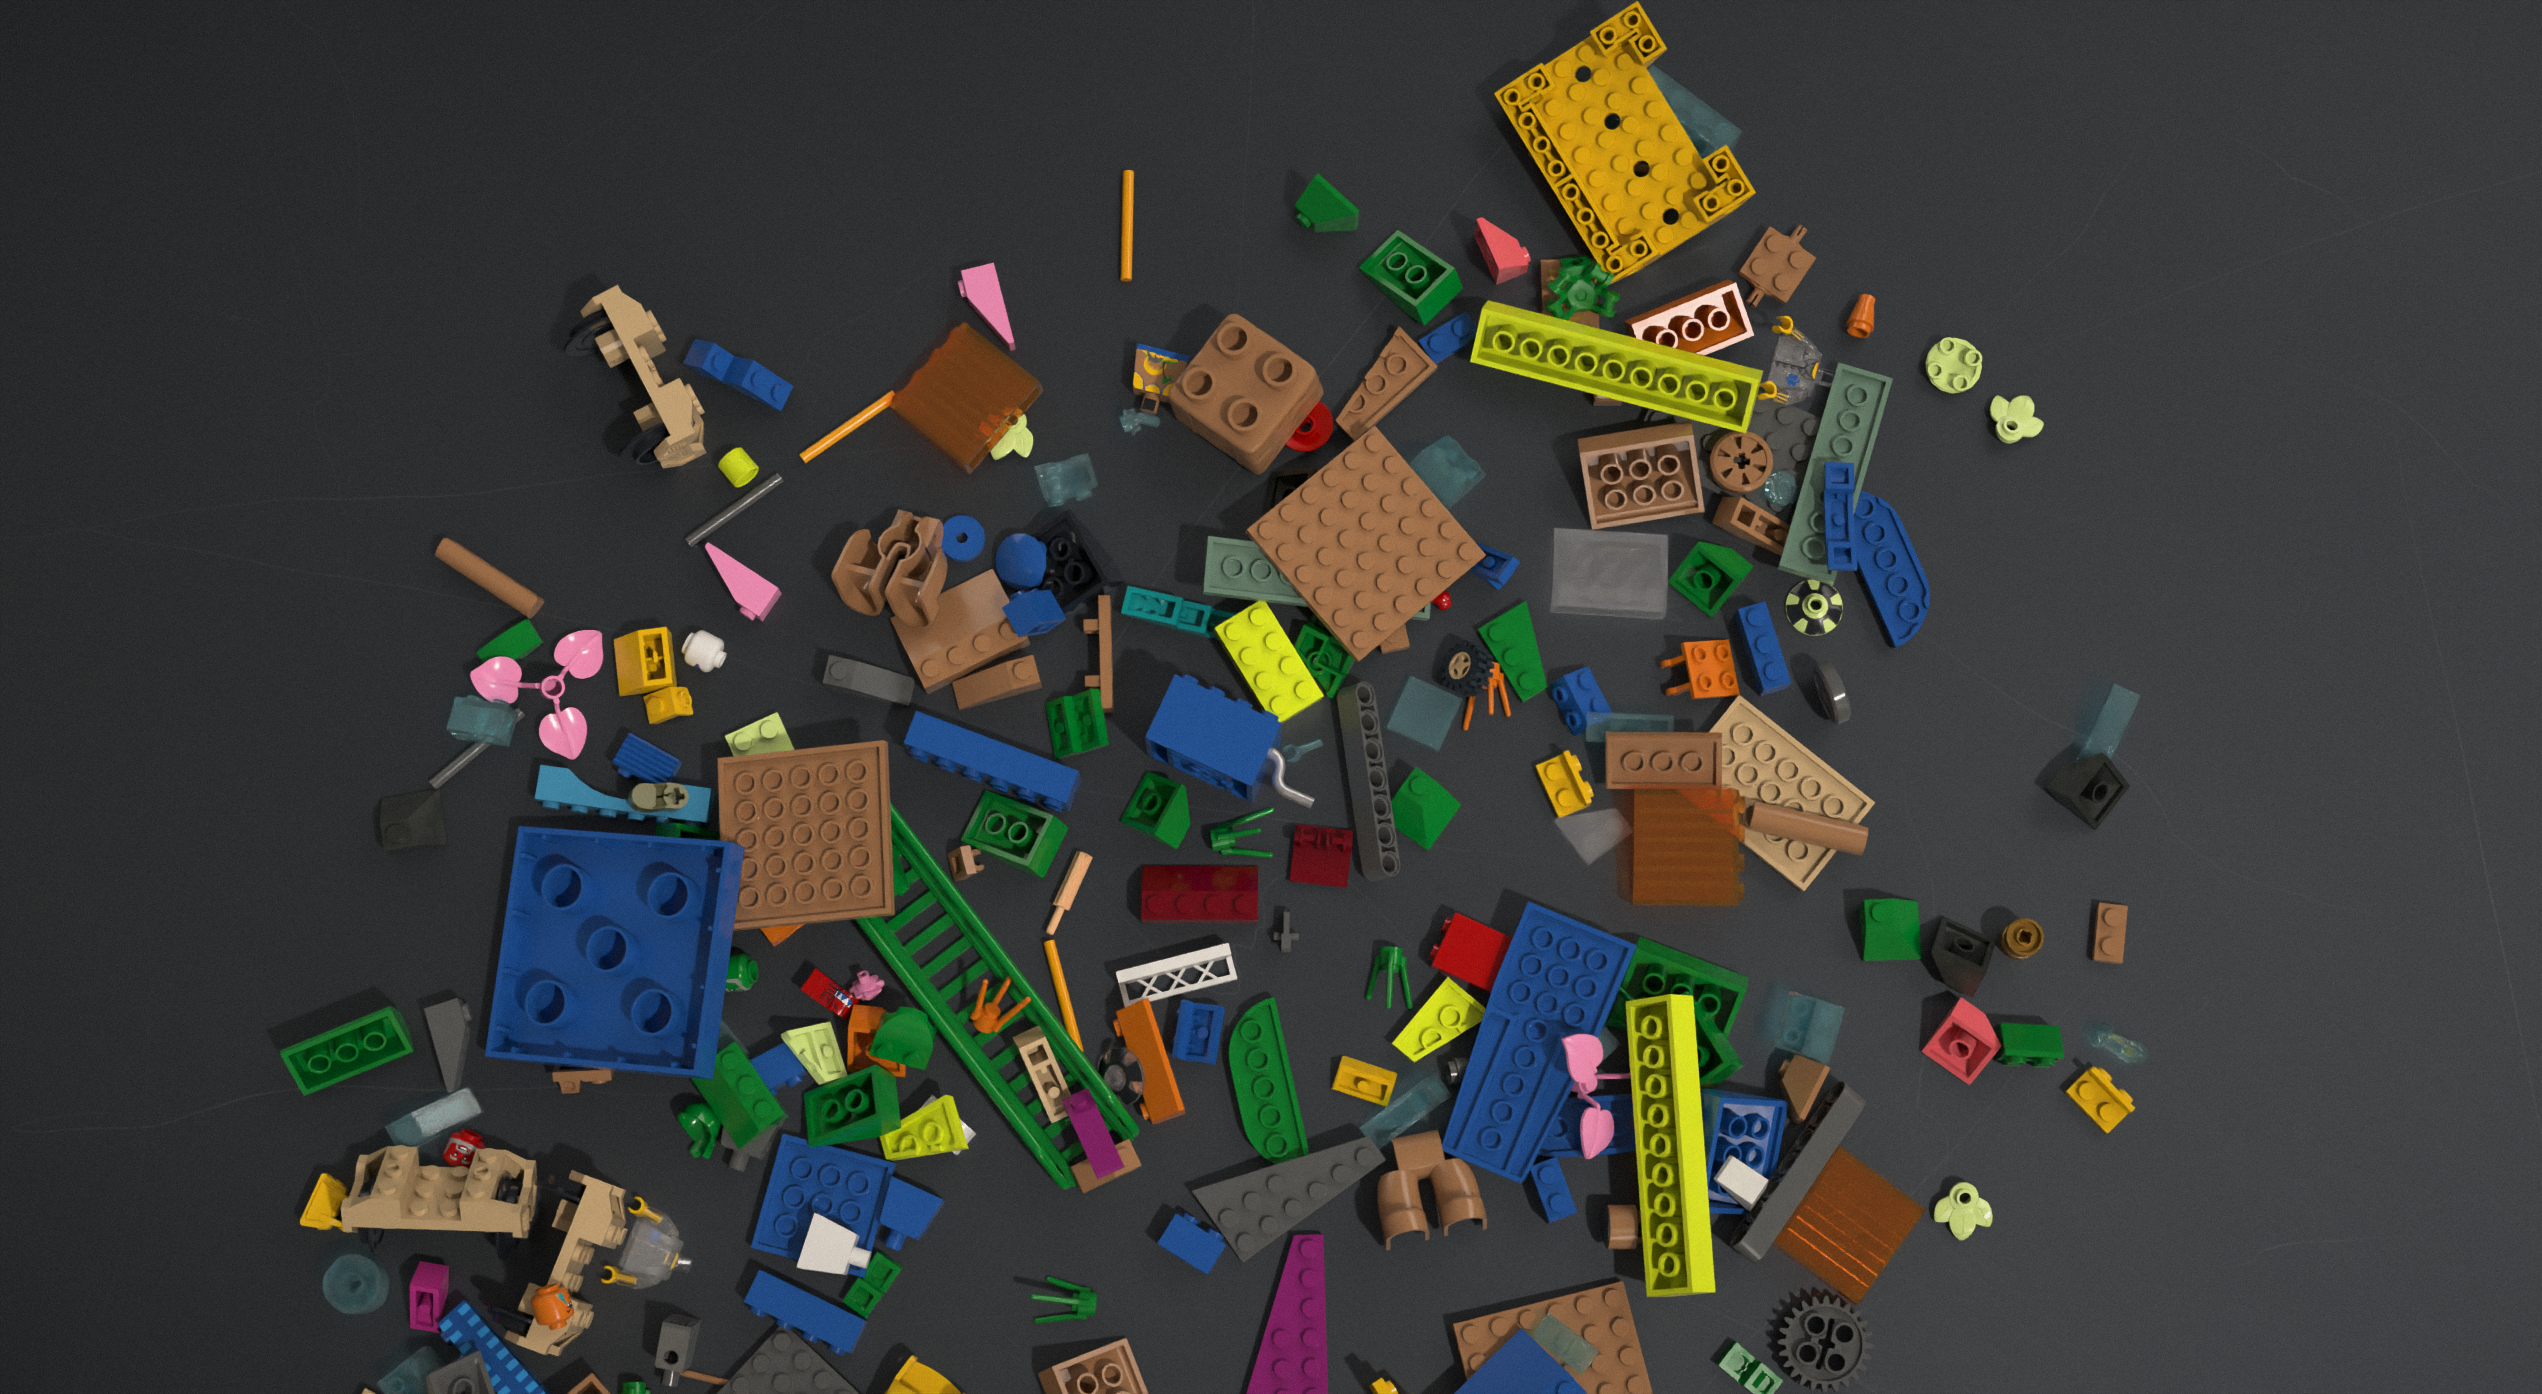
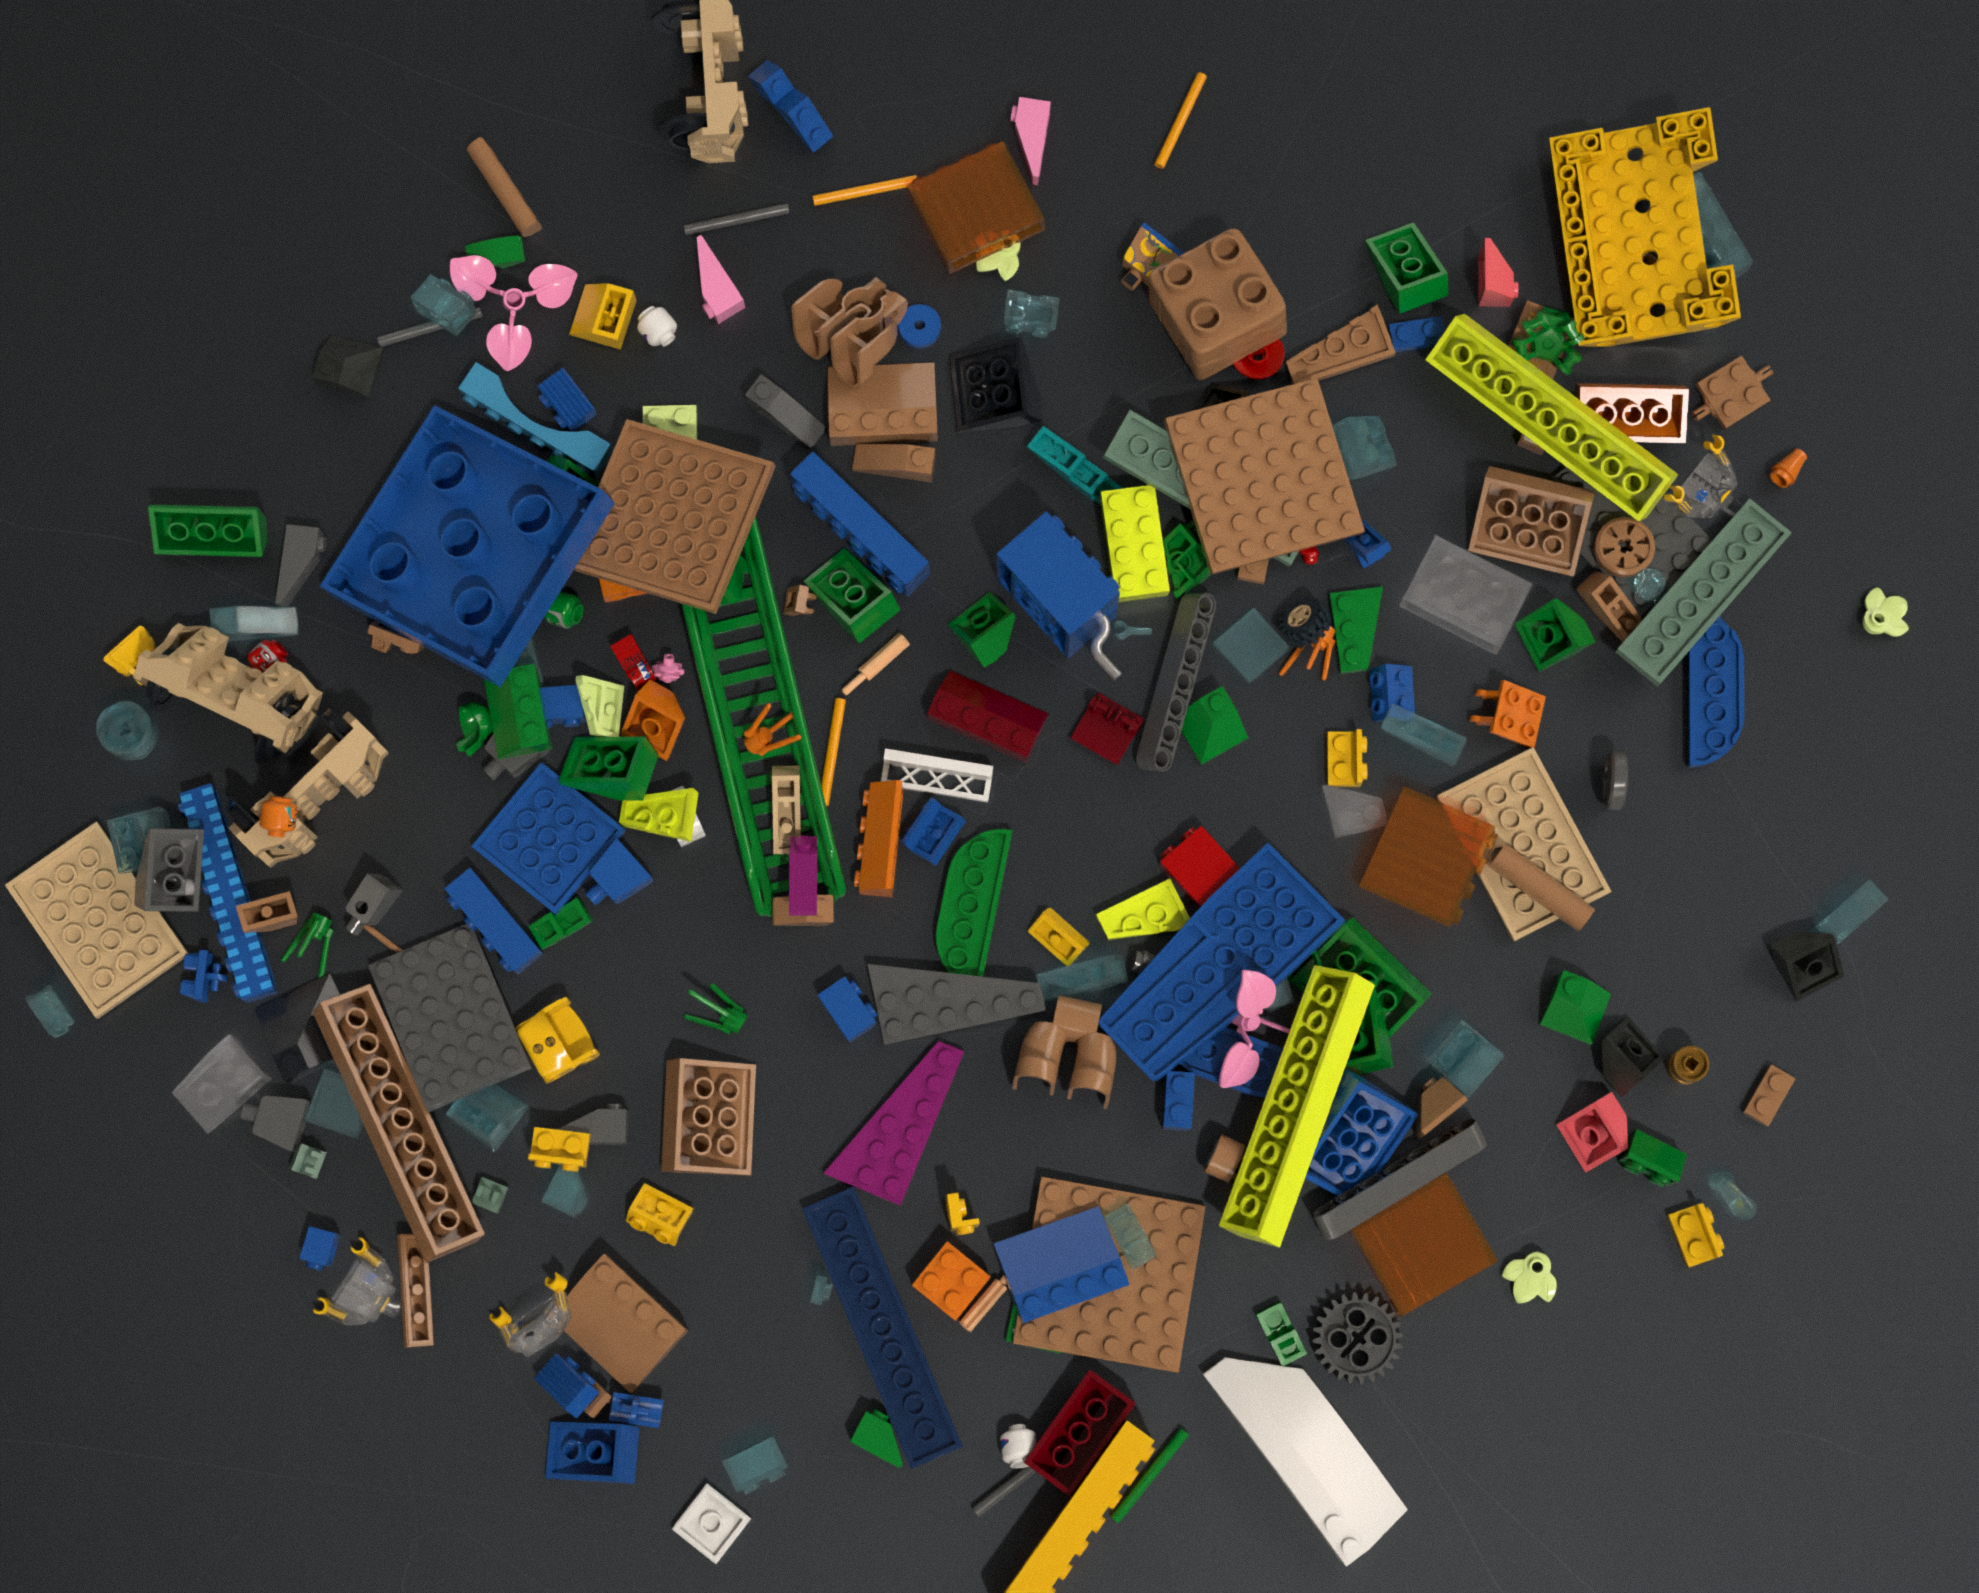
camera: 25 degrees right, 0 degrees up
(428, 1296) = (183, 767): dark pink slope -> none
(643, 797) = (572, 436): olive piece -> none
(650, 1251) = (385, 811): clear torso -> none
(668, 704) = (607, 358): yellow bracket -> none
(738, 467) = (755, 184): neon yellow piece -> none
(831, 1248) = (537, 876): white torso -> none
(904, 1038) = (679, 724): green slope -> none
(1021, 561) = (961, 366): blue dish -> none
(1033, 612) = (951, 412): blue brick -> none
(1077, 723) = (947, 524): green slope -> none
(1102, 626) = (1006, 453): medium nougat hinge -> none
(1122, 1074) = (852, 839): dish -> none
(1132, 420) = (1109, 287): clear light blue plate -> none
(1225, 837) = (1031, 675): green plant -> none
(1286, 936) = (1046, 783): dark grey piece -> none
(1325, 208) = (1358, 176): green slope -> none
(1390, 960) = (1126, 843): green plant -> none
(1663, 760) = (1441, 773): medium nougat tile -> none
(1741, 1182) = (1346, 1165): white slope -> none
(1762, 648) = (1571, 716): blue brick -> none
(1804, 617) = (1630, 714): dish -> none
(1839, 516) = (1689, 628): blue slope -> none
(1953, 365) = (1851, 544): yellowish green dish -> none

